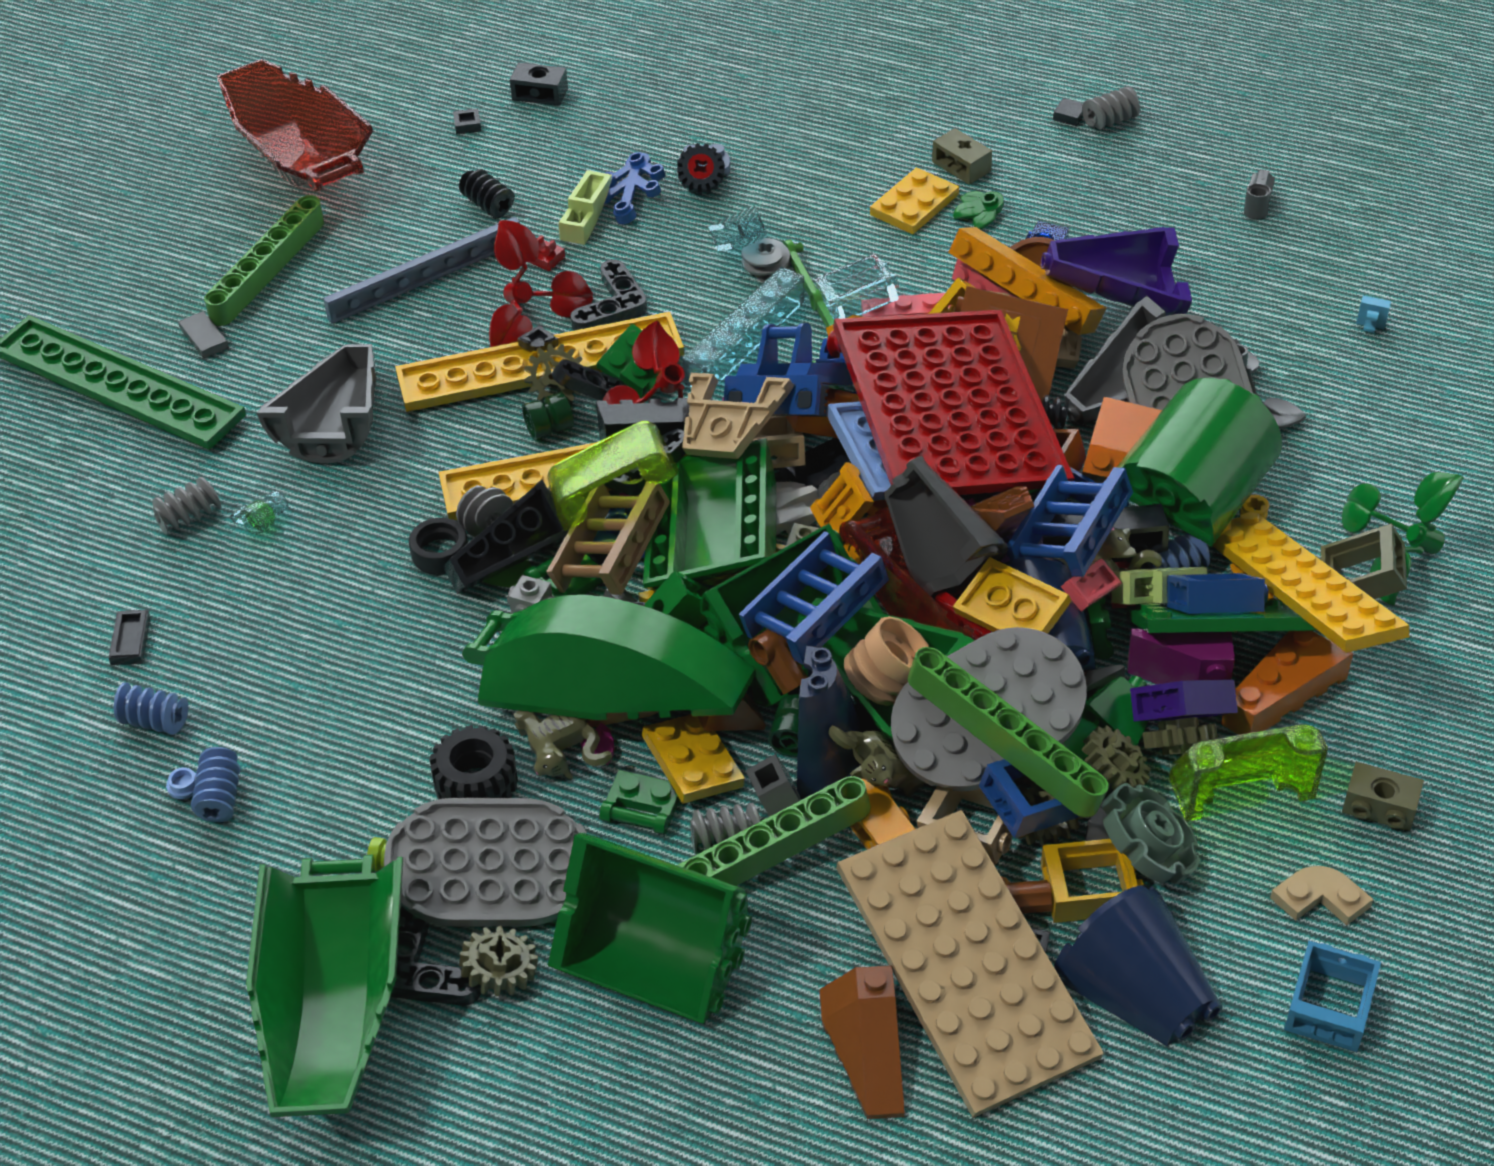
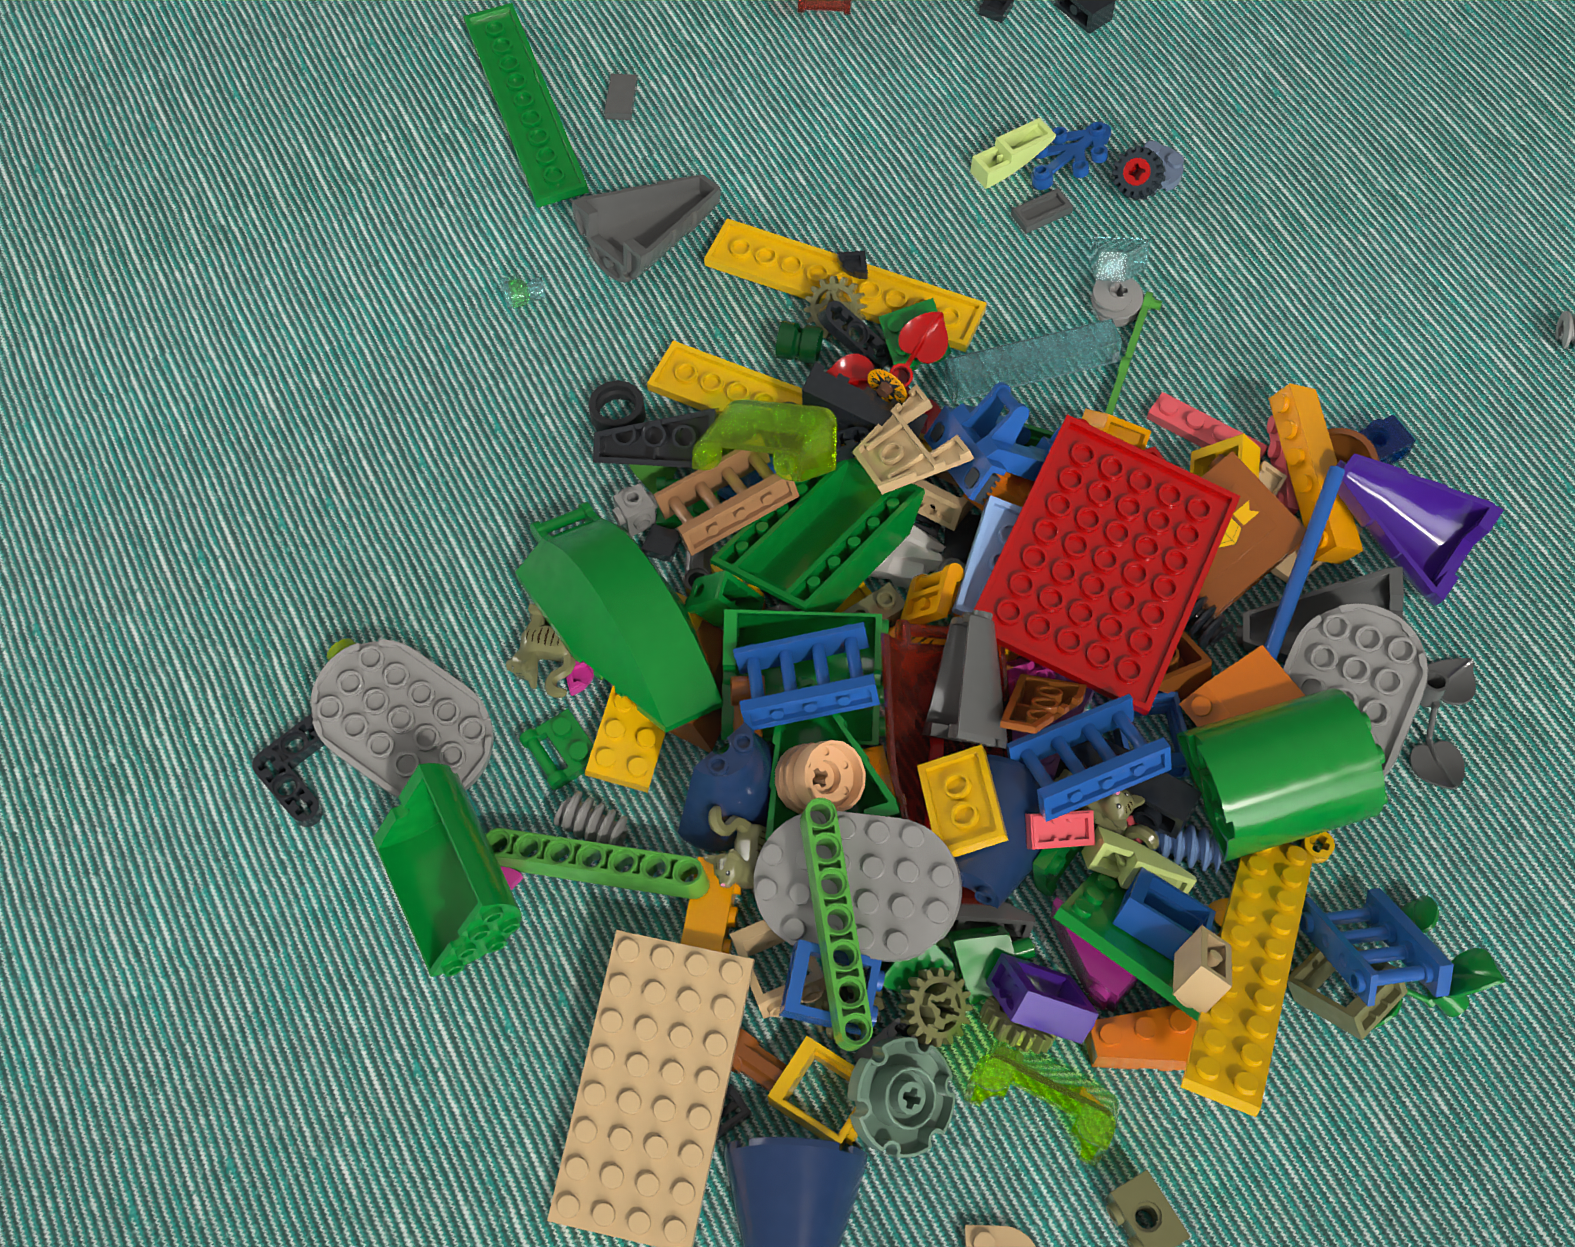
camera: 40 degrees right, 15 degrees up
(129, 637) = (348, 340): black tile -> none
(150, 709) = (302, 414): medium blue piece -> none
(181, 783) = (275, 493): light blue plate -> none
(185, 503) = (472, 250): light grey piece -> none
(216, 784) = (286, 512): medium blue piece -> none
(264, 260) = (720, 53): bright green beam -> none
(321, 978) = (190, 737): green windscreen -> none
(411, 274) = (831, 137): sand blue tile -> none
(470, 750) = (453, 612): black tyre -> none
(481, 507) = (667, 399): light grey piece -> none
(486, 192) = (943, 91): black piece -> none
(512, 249) = (884, 168): red plant -> none
(515, 964) = (339, 823): olive gear -> none
(549, 254) = (942, 180): red tile -> none
(630, 300) = (965, 264): black beam -> none
(645, 234) = (1042, 210): none -> dark grey tile
(666, 387) = (887, 385): none -> piece
(773, 785) = (655, 820): dark grey slope -> none
(858, 287) = (1160, 367): clear light blue window -> none
(863, 1027) = (535, 1083): dark orange wedge -> none
(914, 200) = (1309, 318): yellow plate -> none
(962, 156) = (1394, 298): olive brick -> none
(980, 206) = (1359, 363): green plate -> none
(1068, 112) = (1547, 310): tile -> none
(1079, 325) = (1304, 560): none -> blue piece
(1281, 590) = (1202, 970): none -> tan brick
(1364, 523) = (1388, 925): none -> blue fence

